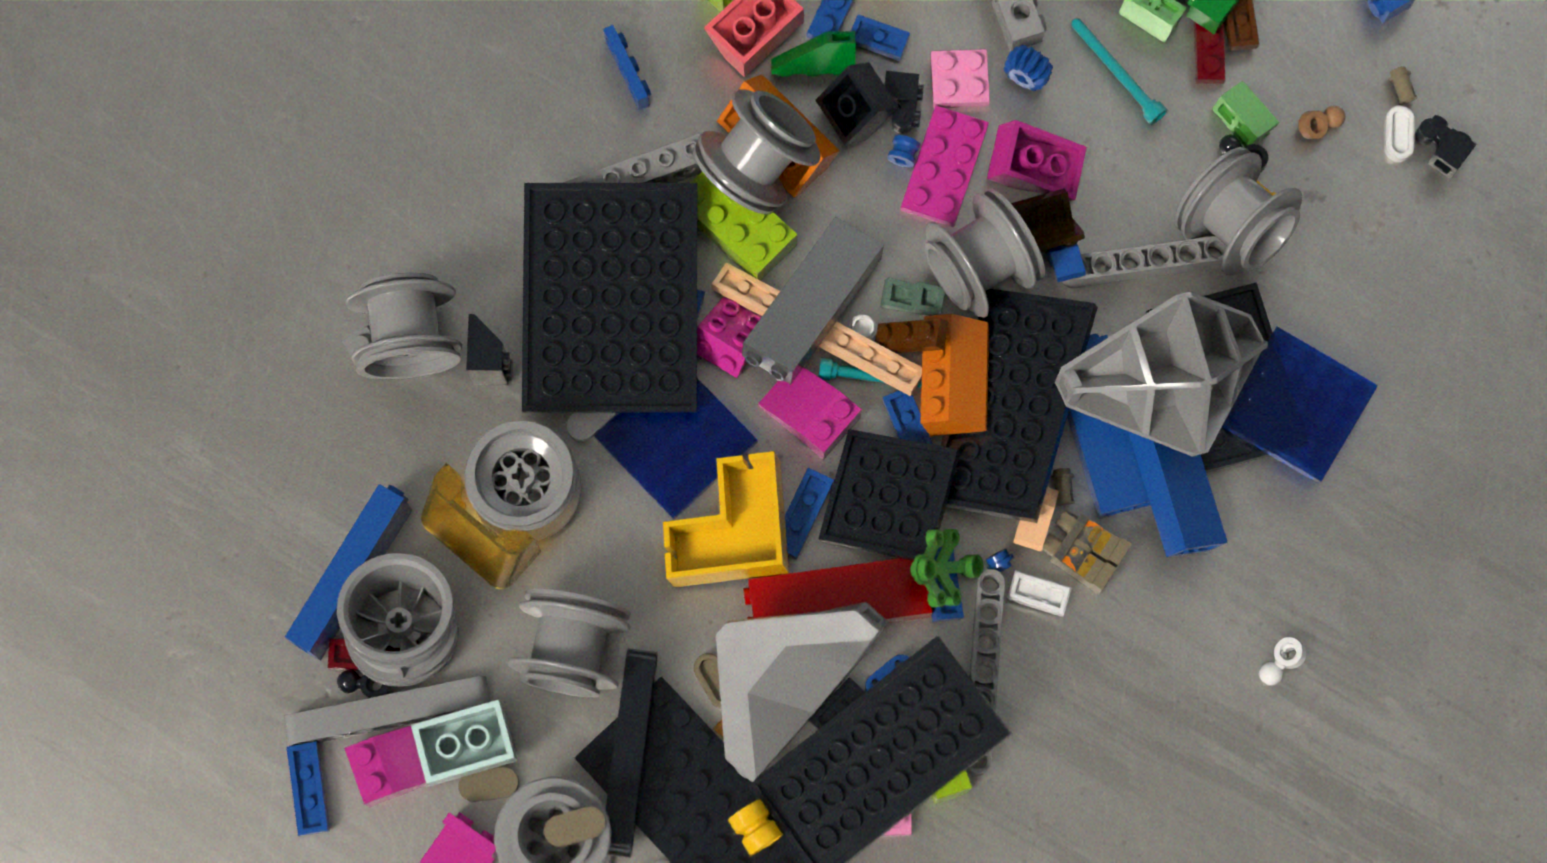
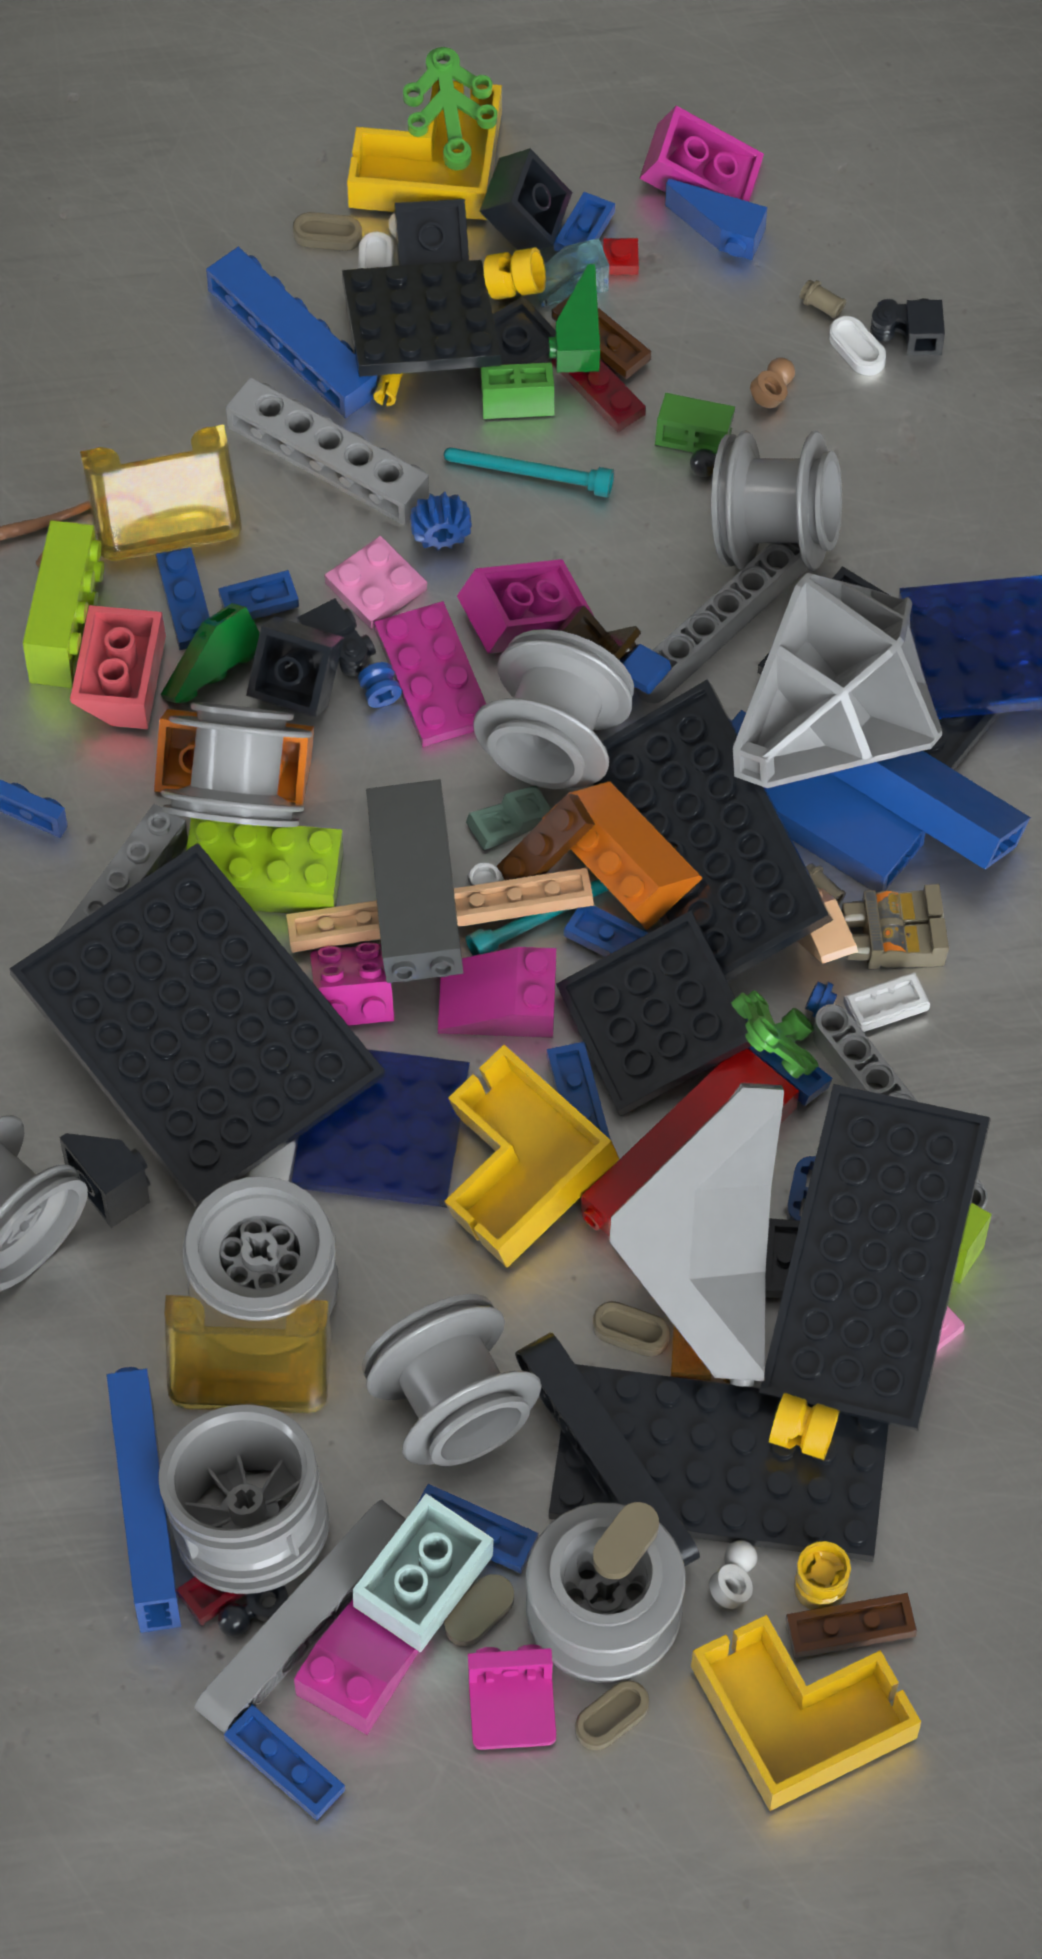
camera: 40 degrees left, 15 degrees down
(526, 735) = (511, 1540): none -> blue plate

